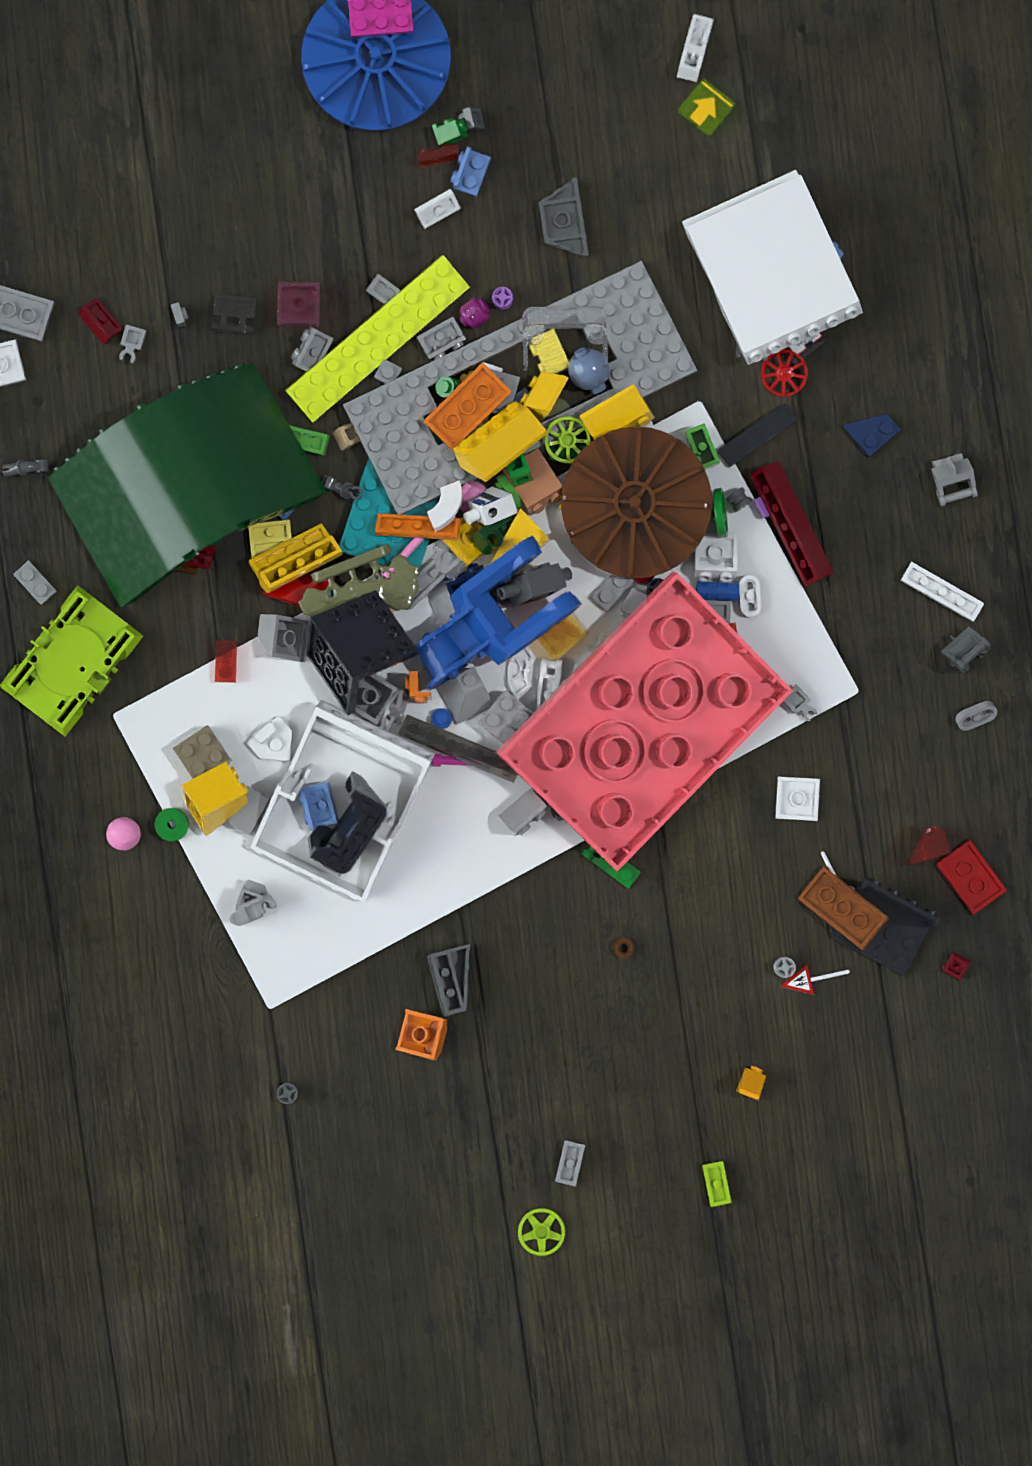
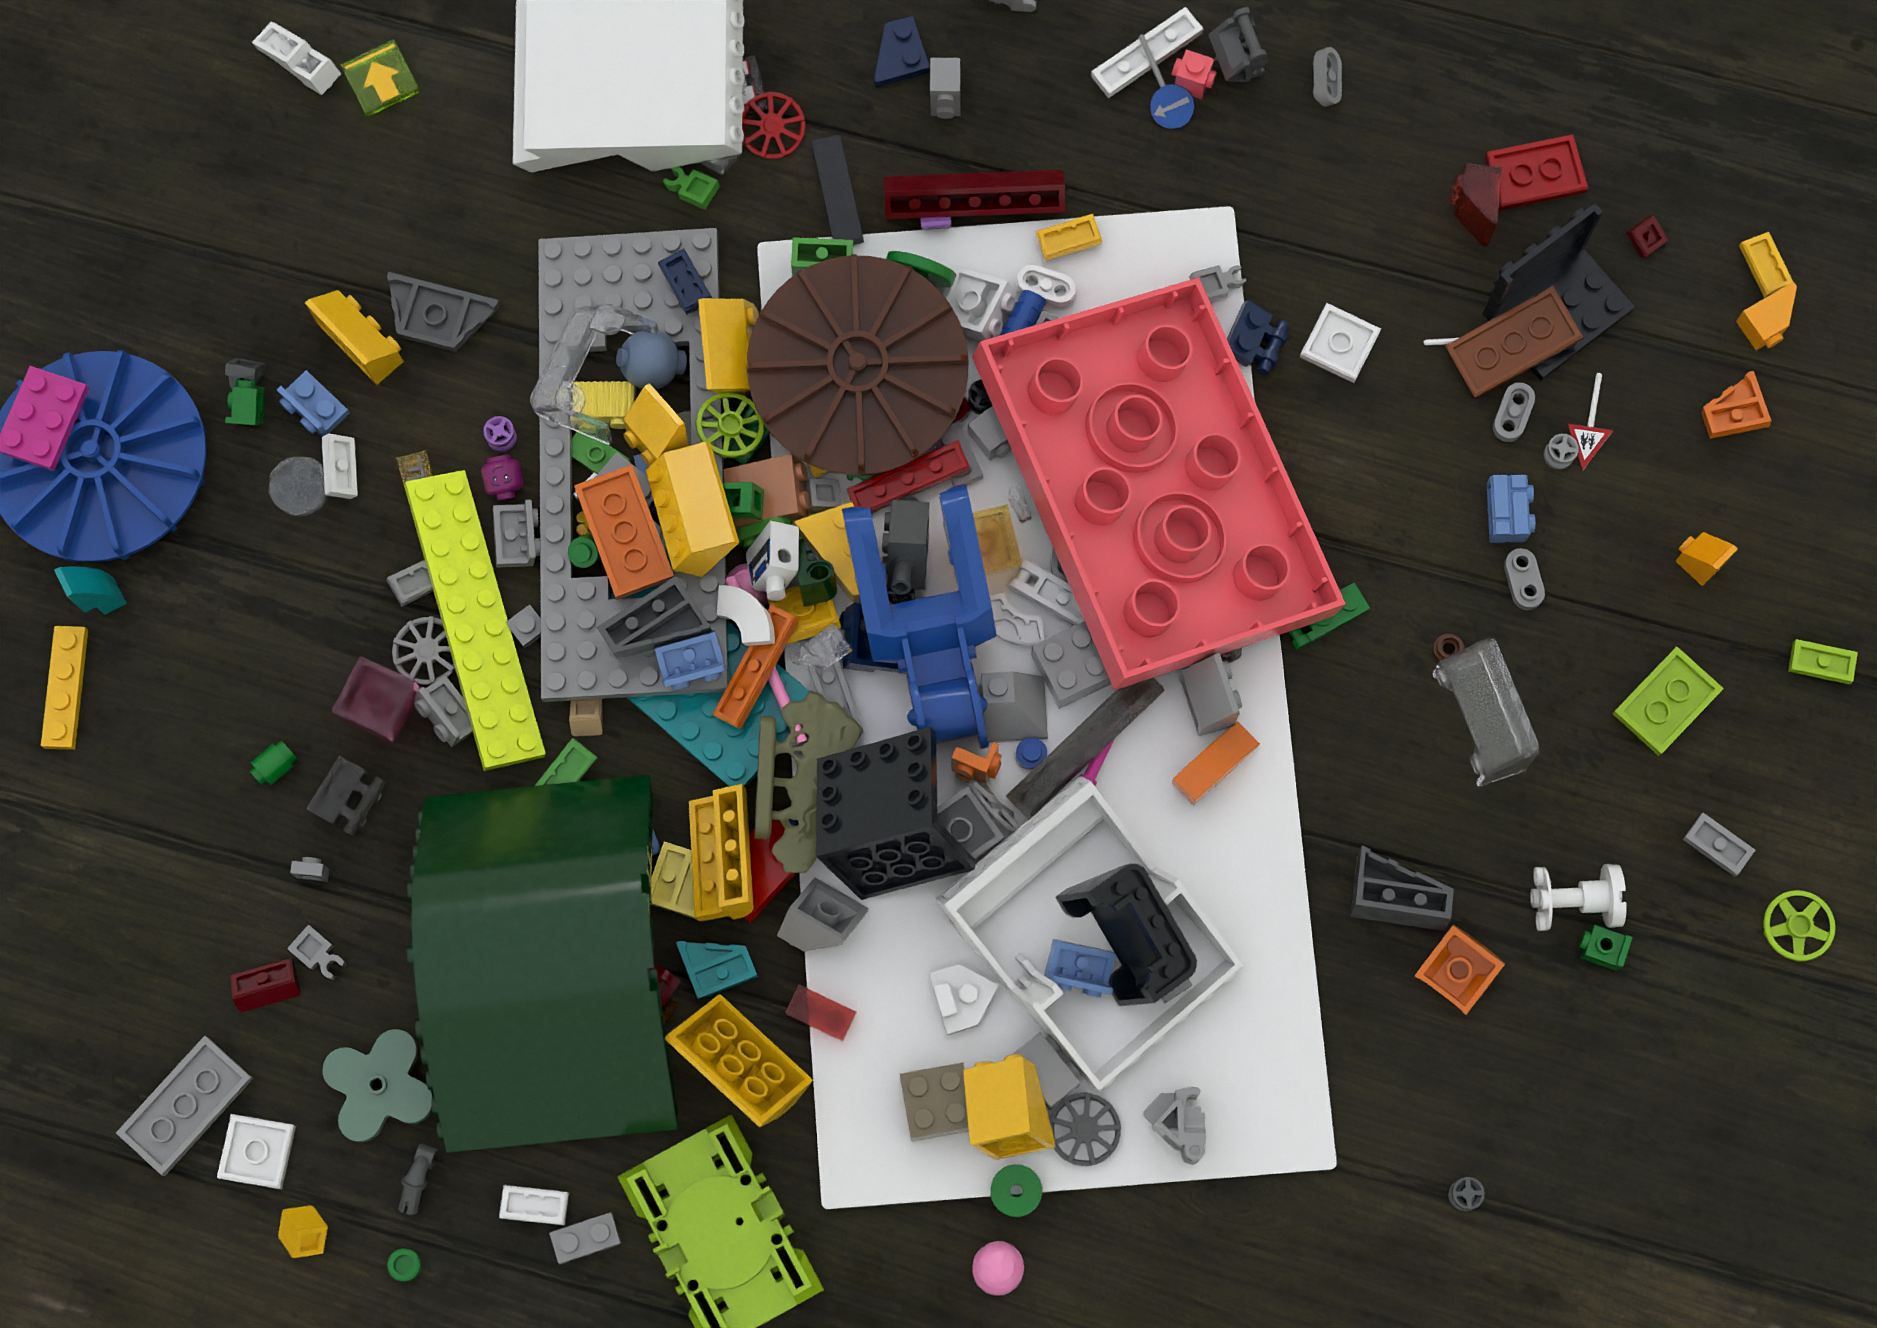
camera: 65 degrees left, 10 degrees down
(40, 543) = (534, 1205): none -> white plate
(85, 418) = (400, 1094): none -> sand green plant
(173, 626) = (740, 1061): none -> yellow slope
(225, 849) = (1085, 1129): none -> dark grey wheel
(226, 109) = (64, 687): none -> yellow plate
(228, 585) = (716, 966): none -> teal wing
(233, 260) = (273, 763): none -> green brick
(289, 97) = (90, 588): none -> teal slope
(345, 317) = (425, 650): none -> light grey wheel
(346, 489) = (659, 748): dark grey piece -> none
(402, 485) = (690, 660): none -> medium blue bracket
(414, 188) = (298, 486): none -> clear tile
(417, 453) = (654, 620): none -> dark grey wedge
(432, 157) = (272, 427): clear red plate -> none
(457, 255) = (414, 466): none -> clear yellow tile
(478, 1125) = (1592, 951): none -> green brick
(484, 833) = (1215, 763): none -> orange slope
(499, 1096) = (1590, 897): none -> white piece
(514, 363) = (591, 452): none -> bright green plate
(525, 177) = (356, 334): none -> yellow slope
(549, 518) = (823, 494): none -> light grey plate
(586, 985) = (1490, 709): none -> clear windscreen
(591, 575) = (911, 478): none -> red tile
(648, 368) = (684, 280): none -> dark blue plate
(648, 1097) = (1667, 701): none -> lime plate
(691, 978) = (1524, 577): none -> light grey plate
(719, 343) = (695, 188): none -> bright green plate
(731, 949) = (1509, 508): none -> medium blue brick
(738, 499) = (913, 243): dark grey wheel -> none
(774, 737) = (1247, 334): none -> dark blue plate
(789, 596) = (1068, 237): none -> yellow plate
(797, 927) = (1512, 413): none -> light grey plate
(855, 473) = (945, 87): none -> light grey brick
(862, 1067) = (1737, 409): none -> orange wing
(913, 622) = (1171, 104): none -> blue piece
(933, 1065) = (1768, 318): none -> light orange slope
(938, 628) = (1194, 73): none -> coral brick
(970, 1049) = (1765, 263): none -> yellow plate

